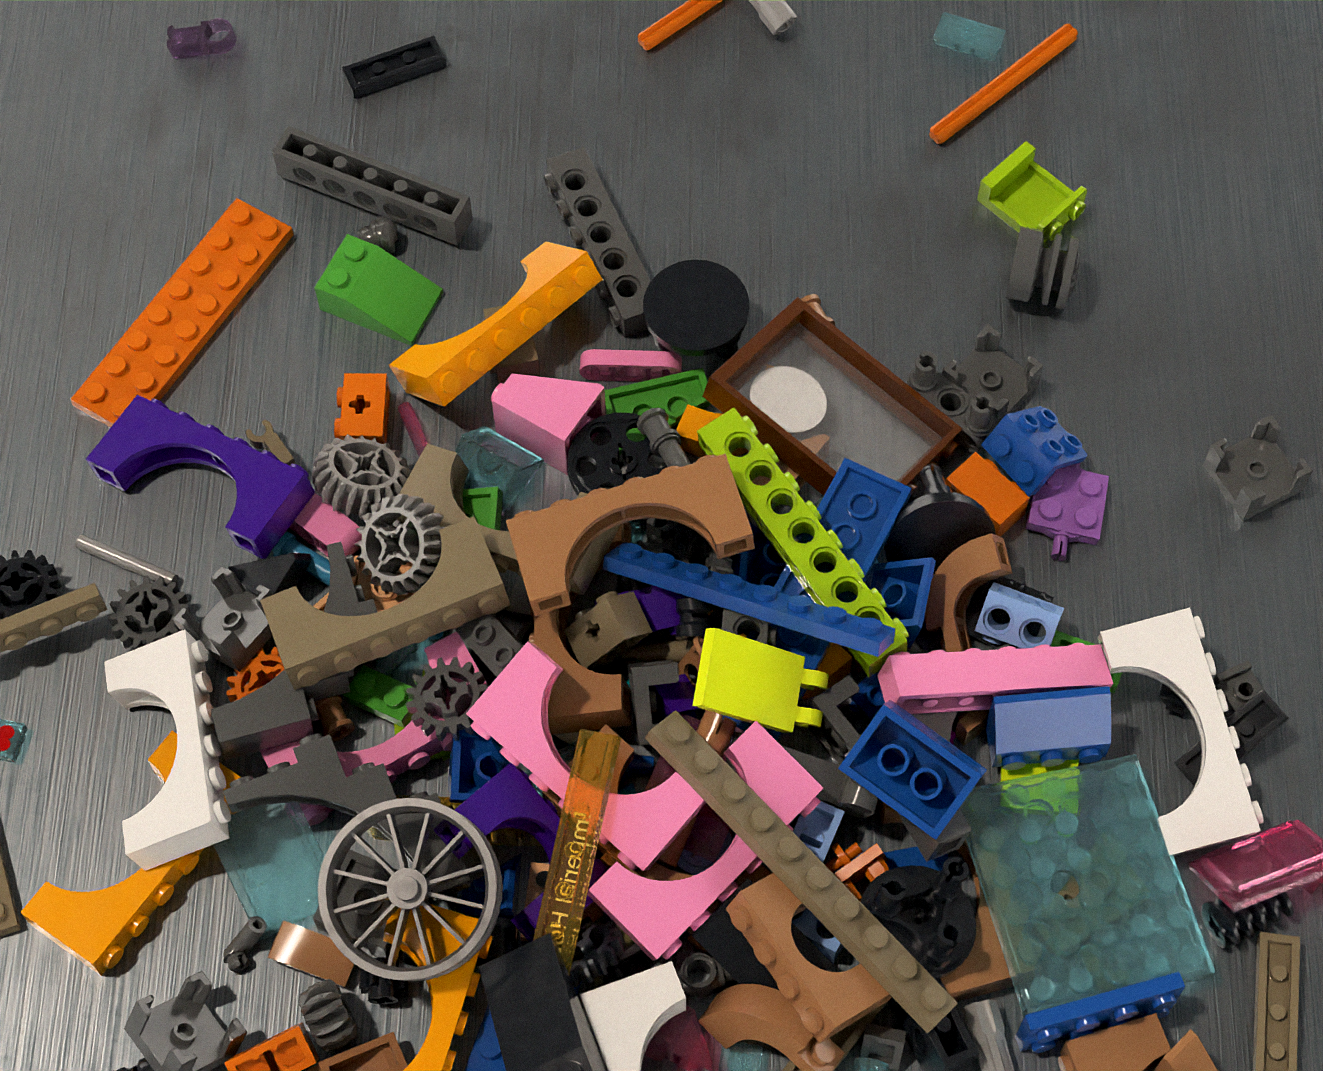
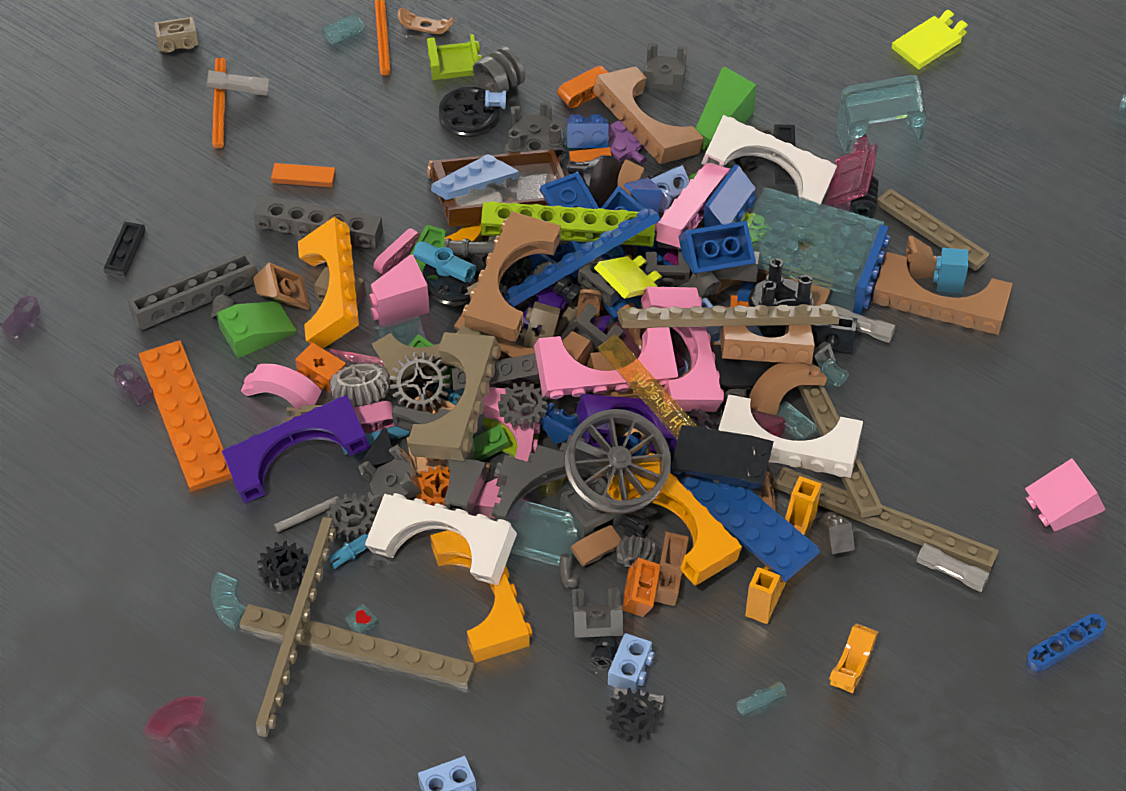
camera: 55 degrees left, 10 degrees down
(90, 648) = (348, 551): none -> dark azure axle
(185, 231) = (136, 386): none -> clear purple piece
(293, 393) = (283, 382): none -> bright pink arch
(460, 279) = (281, 286): none -> medium nougat slope
(619, 417) = (444, 261): none -> dark azure piece
(675, 170) = (303, 175): none -> orange tile
(696, 309) = (400, 202): black piece -> none
(821, 370) = (474, 176): none -> medium blue wing
(942, 287) = (467, 111): none -> black wedge
(948, 600) = (646, 193): none -> blue slope
(978, 634) = (666, 199): none -> light blue bush
(991, 297) = (495, 99): none -> light blue bush
(1055, 104) = (414, 22): none -> medium nougat piece
(1103, 558) = (659, 139): none -> medium nougat arch
(1128, 392) = (580, 89): none -> orange beam
(1244, 601) = (730, 97): none -> bright green slope

